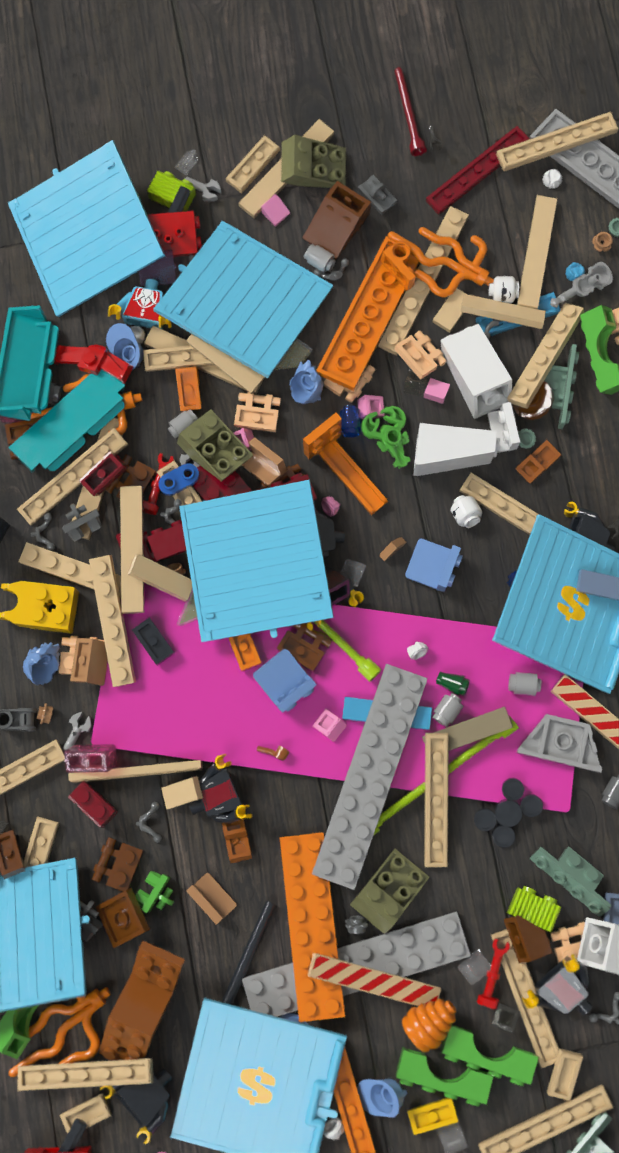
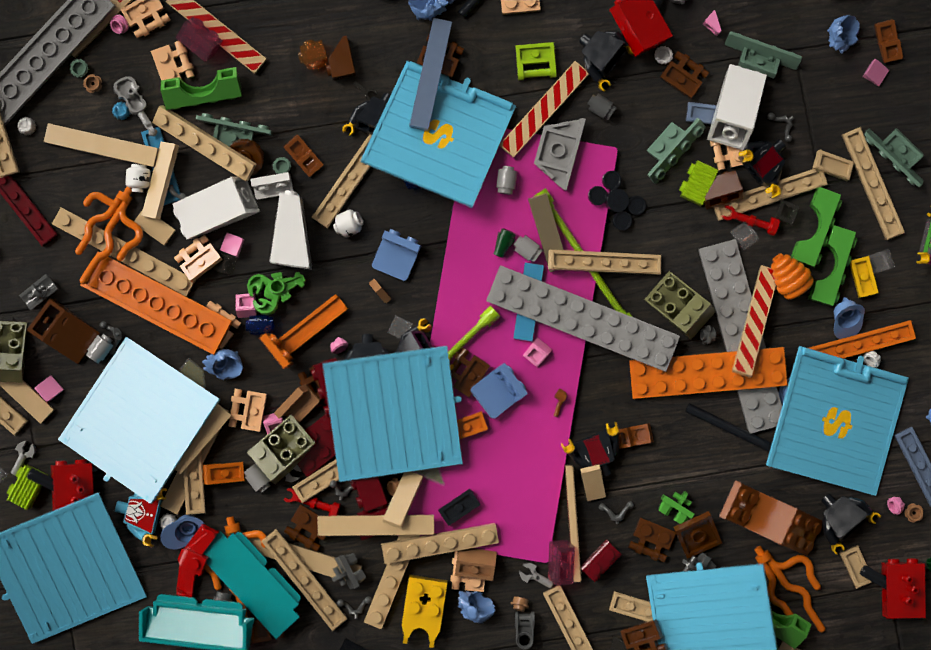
camera: 90 degrees left, 10 degrees up
(85, 1074) = (825, 566): tan tile -> none
(103, 474) = (305, 550): dark red brick -> none
(160, 270) = (109, 496): clear purple piece -> none
(180, 481) = (312, 482): blue plate -> none
(212, 898) = (682, 458): medium nougat panel -> none
(398, 265) = (113, 276): orange plate -> none
(417, 651) = (474, 272): white piece -> none

